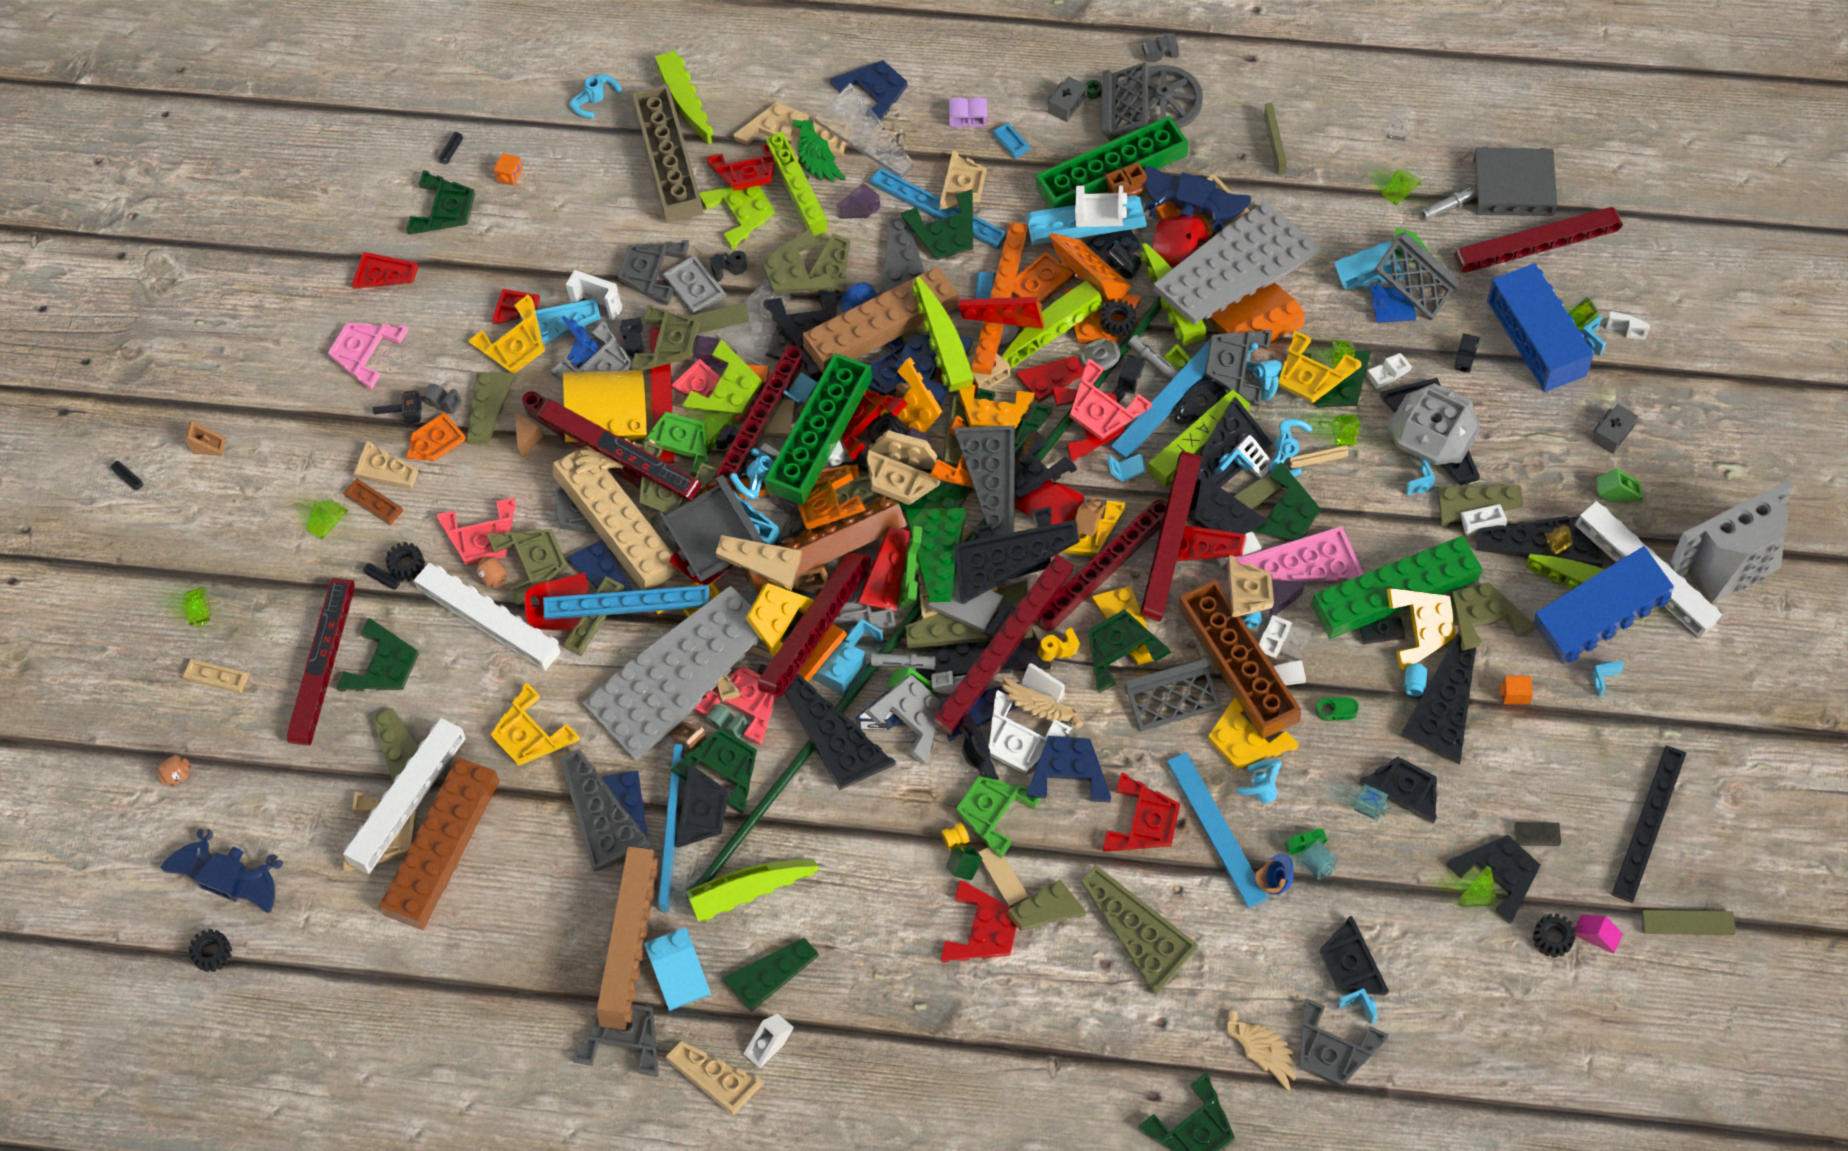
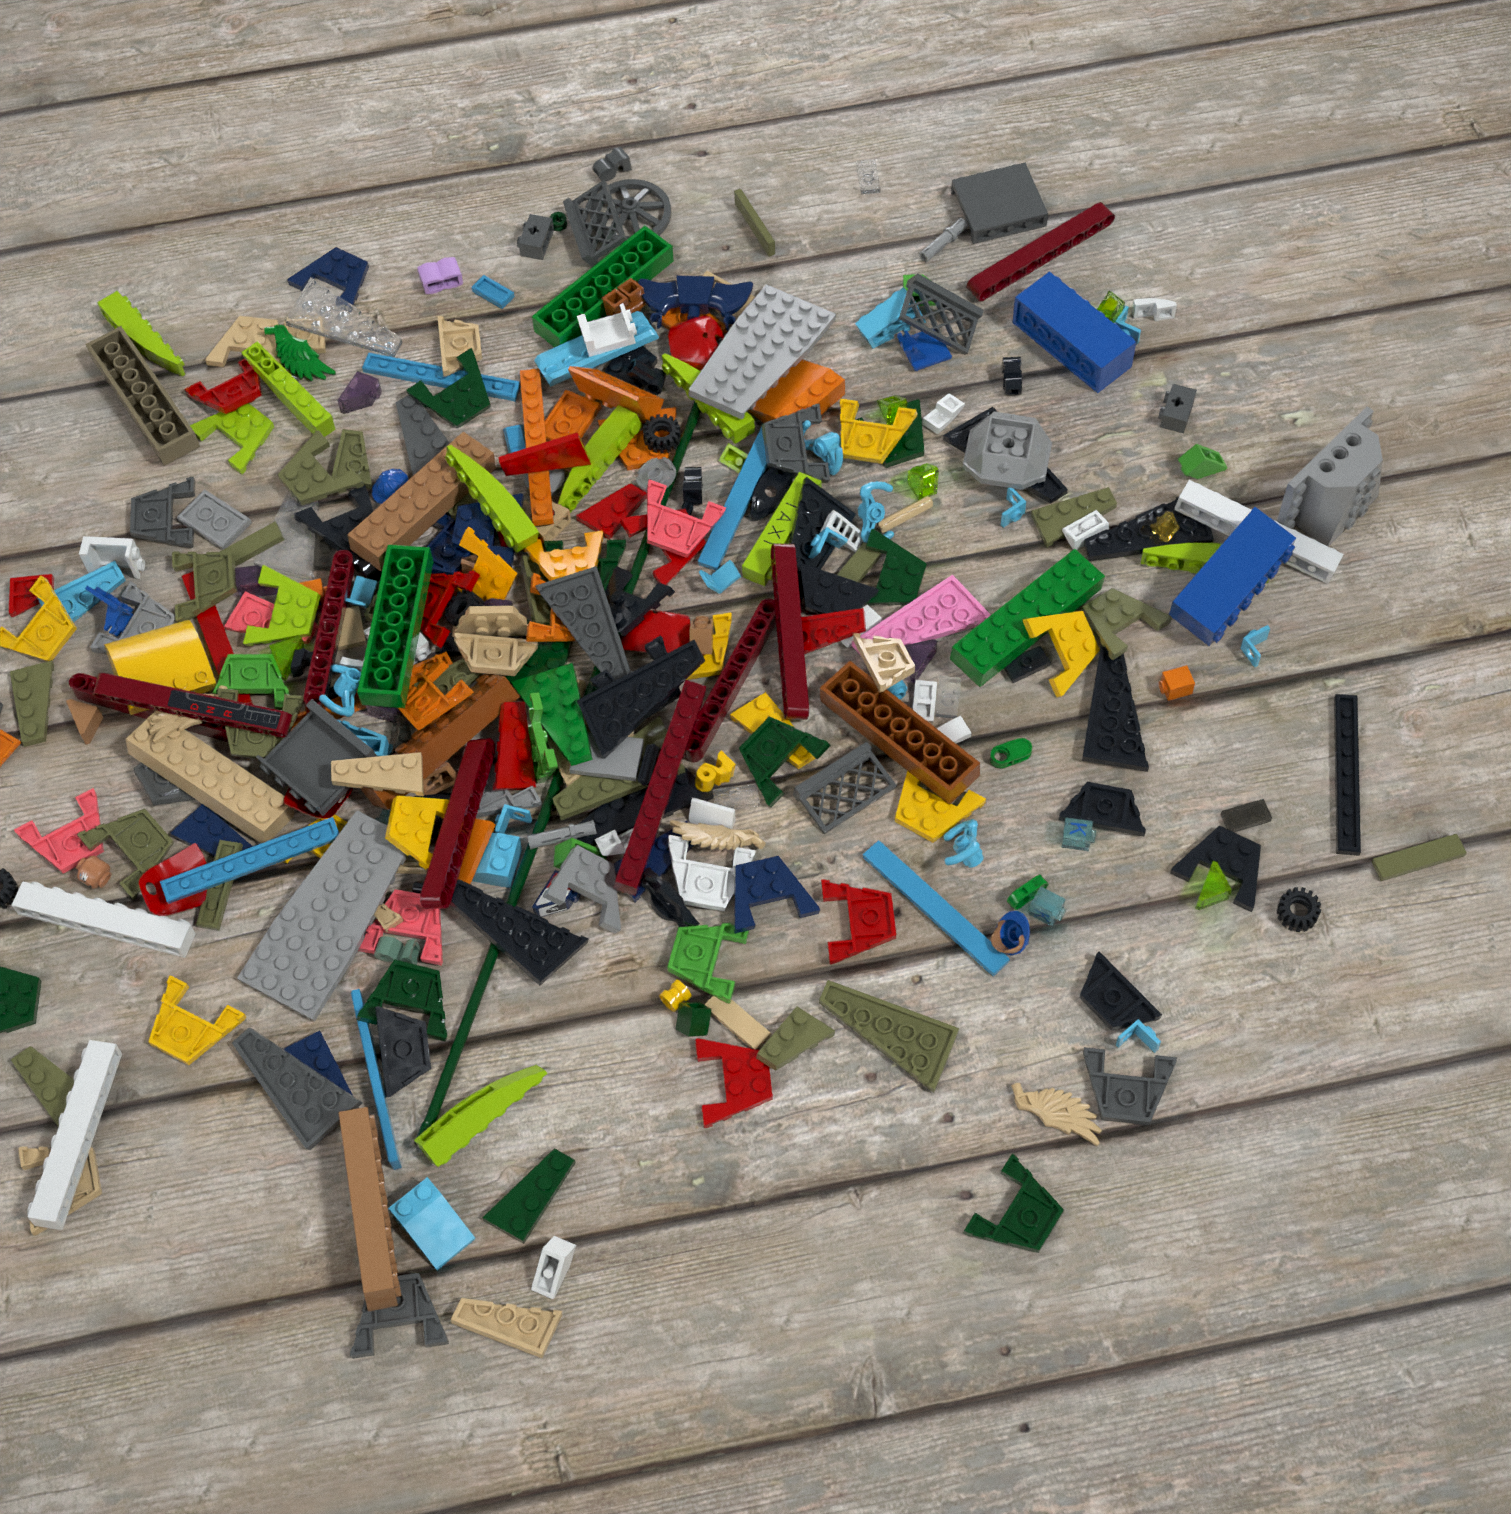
camera: 20 degrees left, 0 degrees up
(439, 843) = (129, 1173): dark orange brick -> none
(593, 93) = (42, 356): medium azure piece -> none
(631, 333) = (163, 586): black leg -> none
(689, 736) = (363, 978): medium nougat slope -> none
(734, 263) = (250, 486): black leg -> none
(1147, 352) = (709, 463): light grey pin -> none
(1400, 186) = (891, 236): clear neon green slope -> none
(1415, 679) = (1076, 702): medium azure brick -> none
(1598, 931) = (1339, 892): dark pink slope -> none

